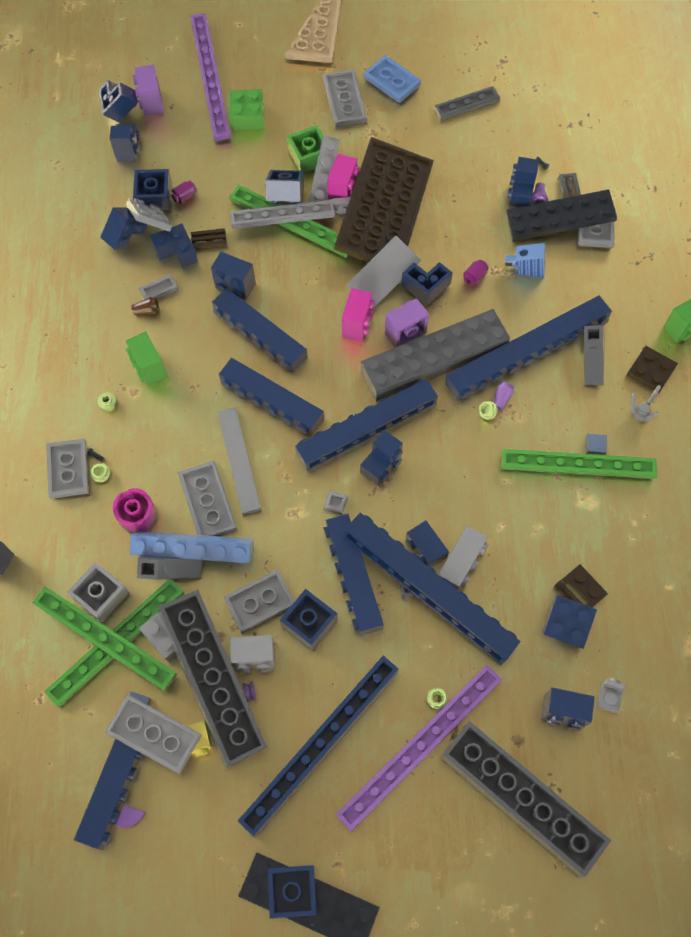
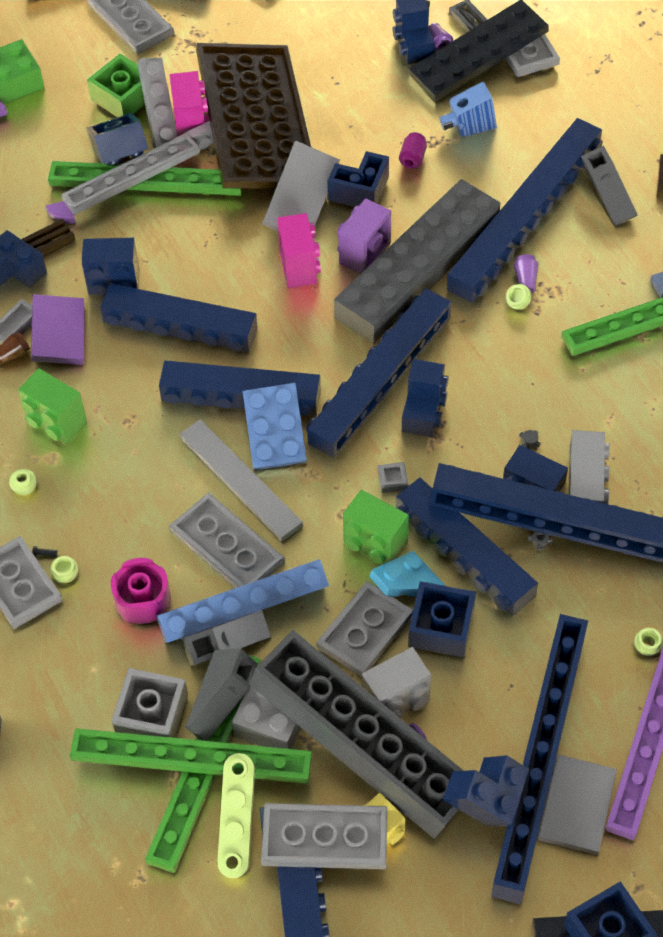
camera: 25 degrees left, 10 degrees down
(110, 691) = (236, 815): none -> yellowish green plate
(141, 604) = (220, 691): none -> dark grey slope
(181, 305) = (57, 329): none -> medium lavender tile
(225, 221) = (60, 211): none -> medium lavender tile
(268, 761) = (489, 794): none -> dark blue brick
(276, 434) = (274, 426): none -> medium blue plate
(299, 536) = (375, 528): none -> bright green brick
(304, 576) = (403, 575): none -> medium azure wing
(328, 788) = (577, 805): none -> light grey tile
(439, 516) = (530, 439): none -> dark grey piece

